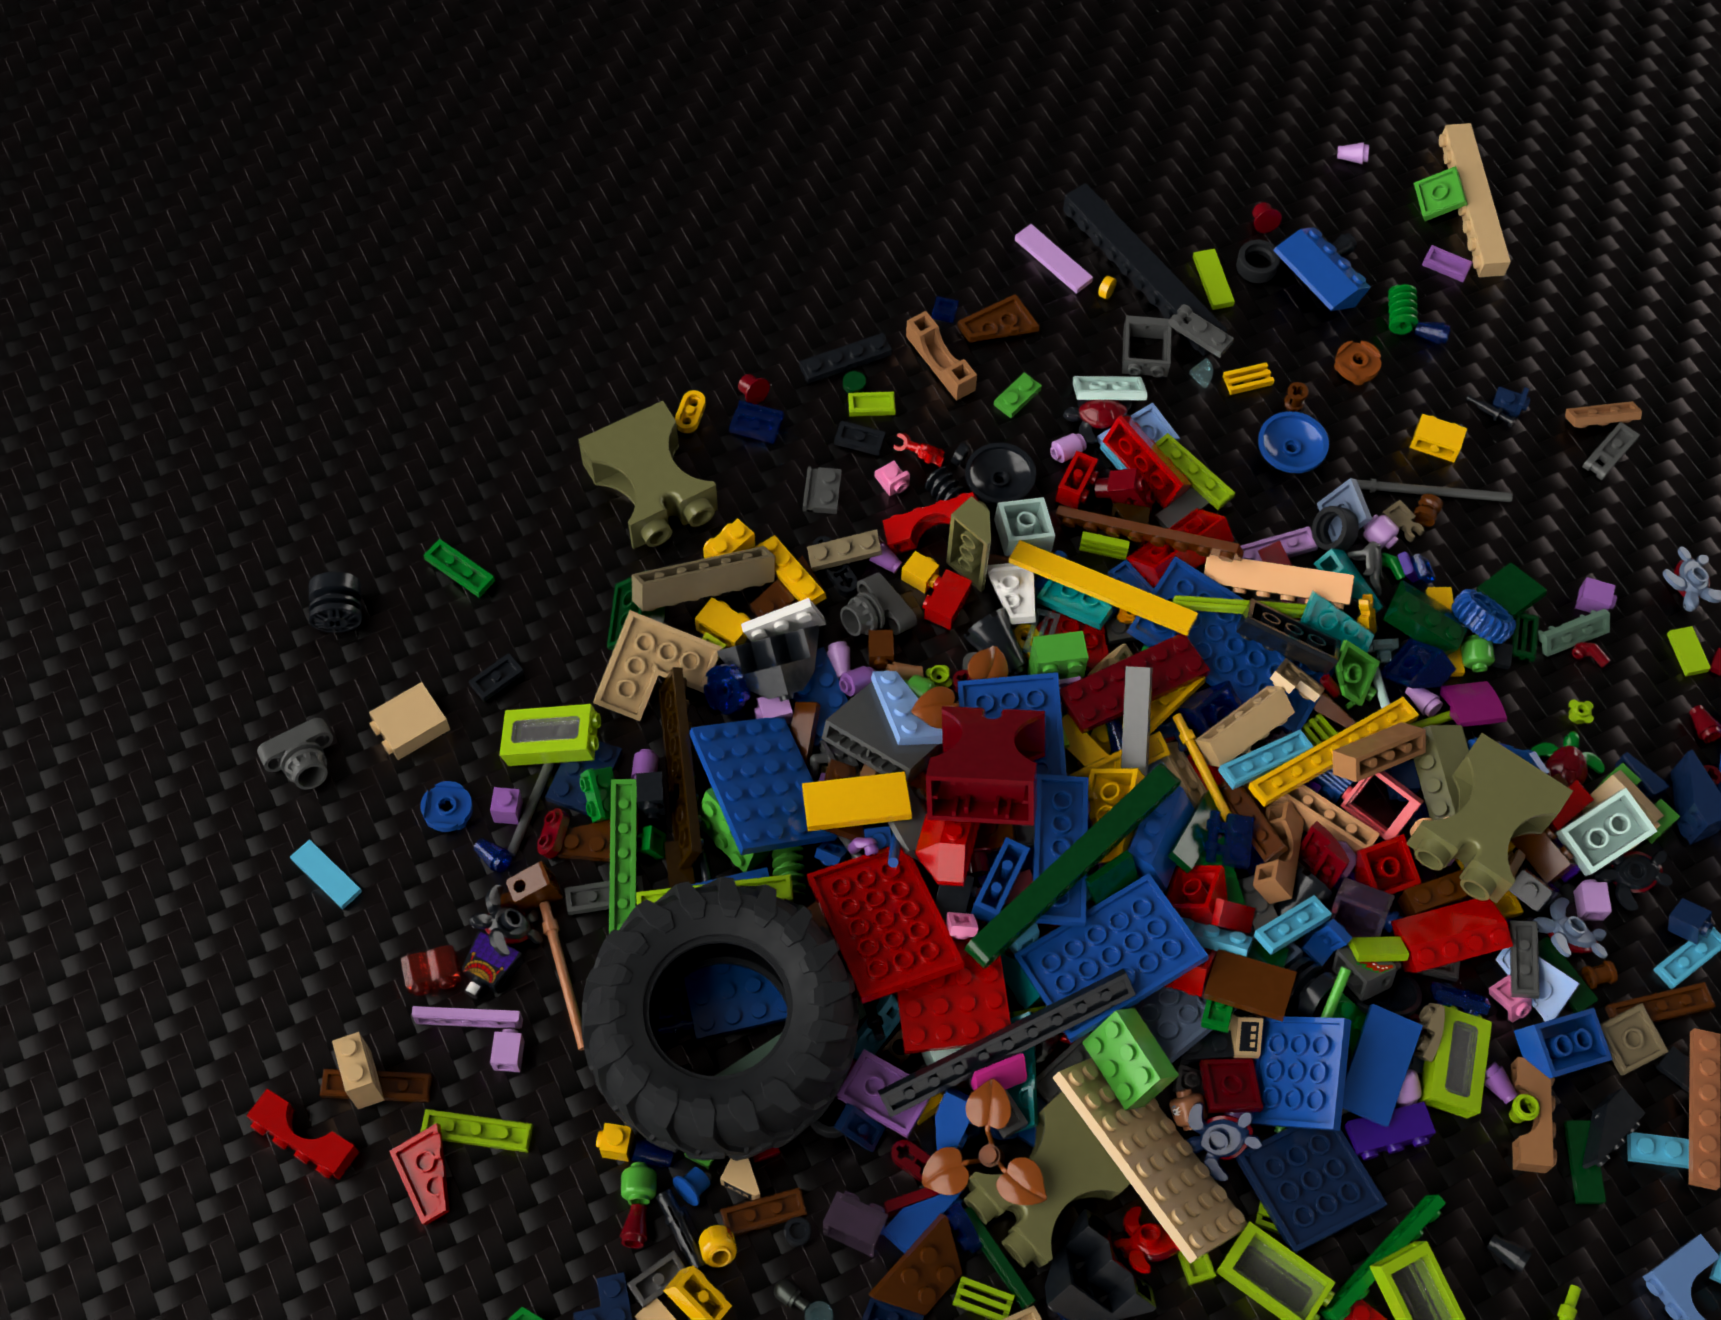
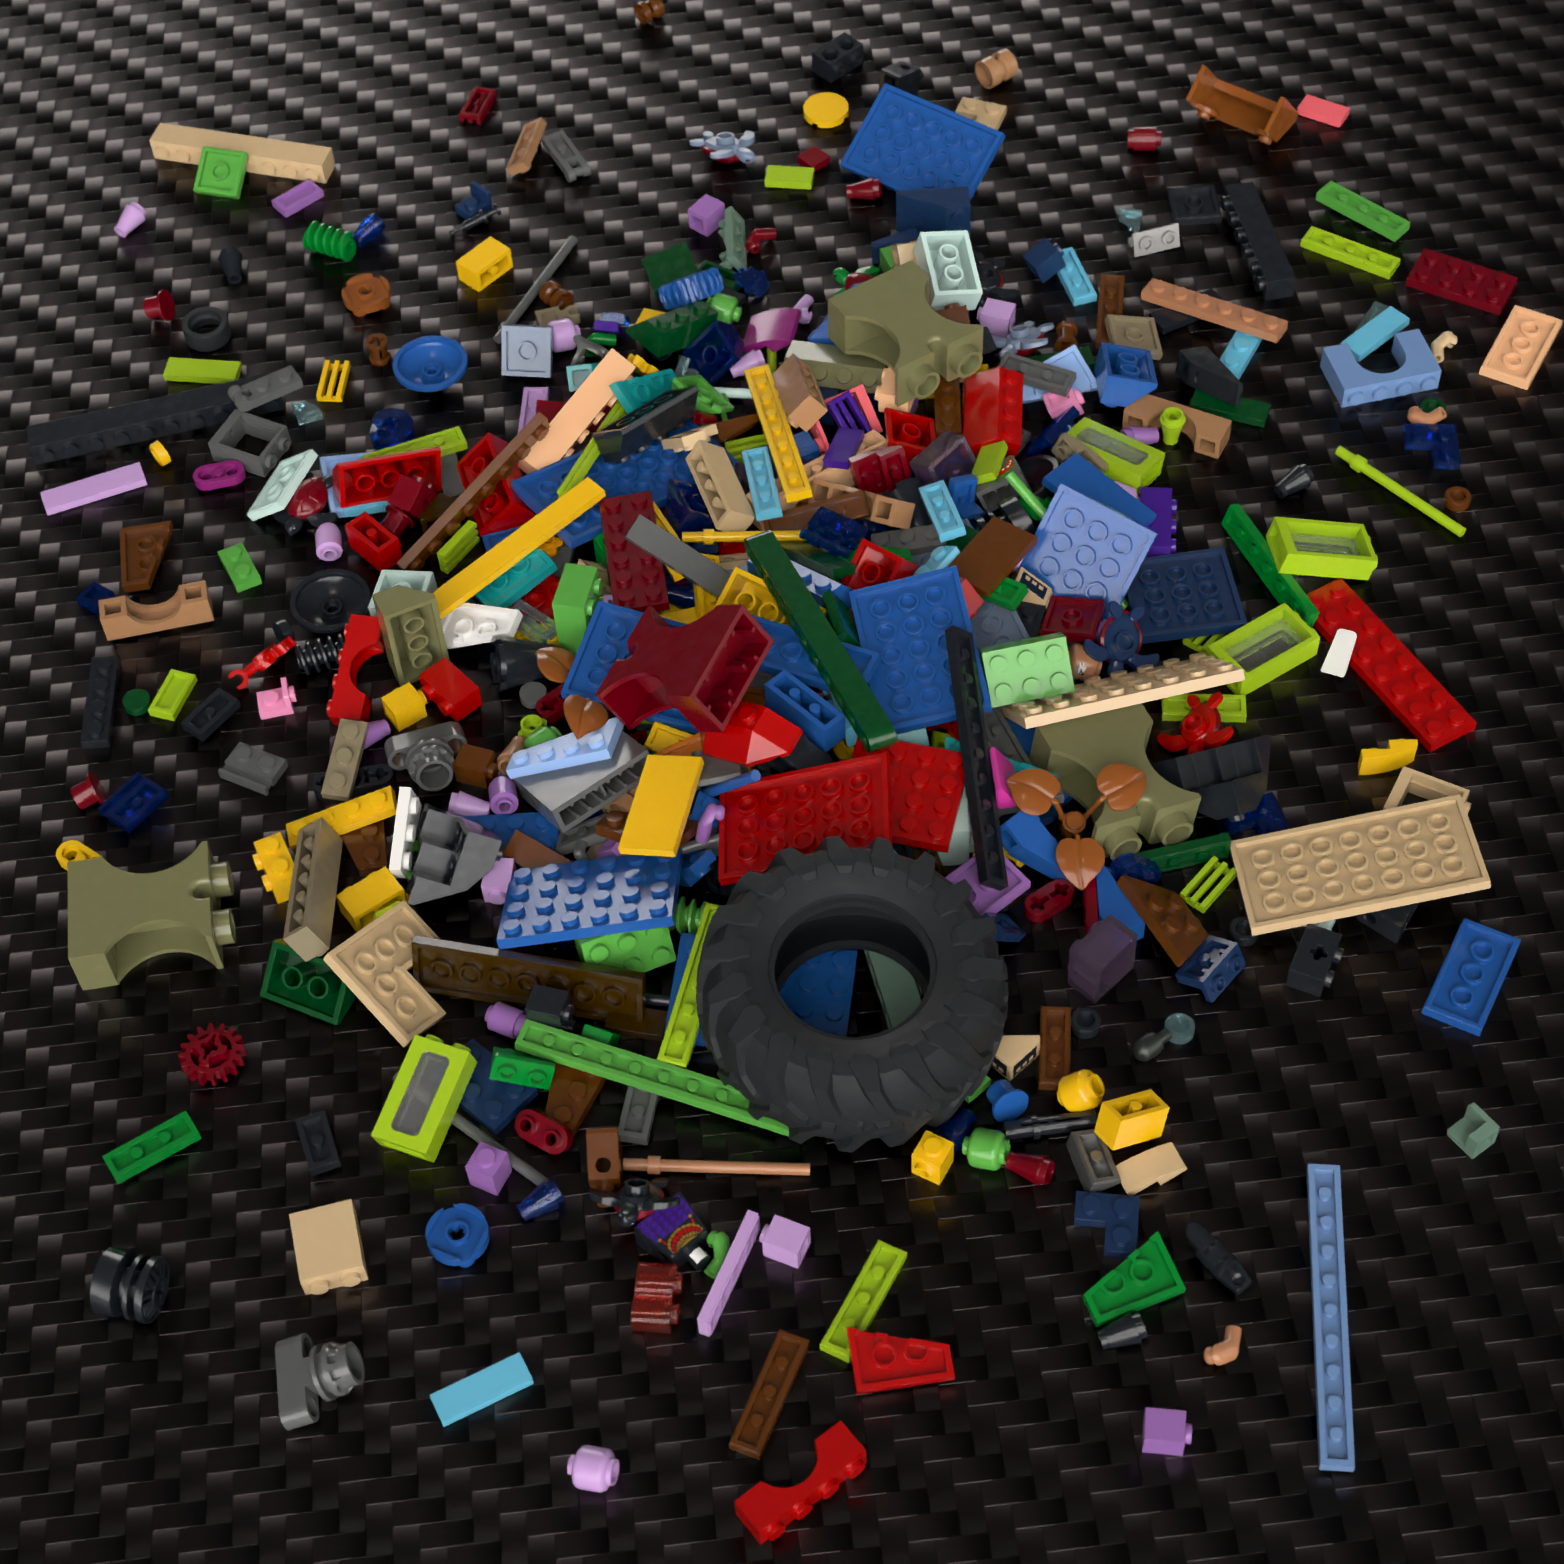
camera: 65 degrees left, 10 degrees down
(275, 977) = (593, 1468): none -> lavender head
(358, 1070) = (758, 1384): tan brick -> none
(490, 1002) = (721, 1244): none -> bright green arm
(537, 575) = (212, 1054): none -> dark red gear
(736, 685) = (445, 898): clear blue plate -> none
(961, 925) = (842, 747): bright pink bracket -> none
(1106, 340) = (219, 475): none -> magenta plate
(1209, 444) = (391, 428): none -> clear blue piece
(1233, 916) = (913, 552): red tile -> none
(1321, 526) = (529, 376): black tyre -> none
(1323, 269) = (250, 279): blue slope -> none
(1339, 814) = (843, 446): none -> dark purple tile
(1389, 789) = (854, 408): none -> dark purple tile
(1517, 721) = (803, 305): none -> lavender arm
(1531, 666) = (752, 281): none -> clear blue piece
(1578, 717) = (813, 265): lime plate -> none
(1640, 358) = (481, 107): none -> dark red tile

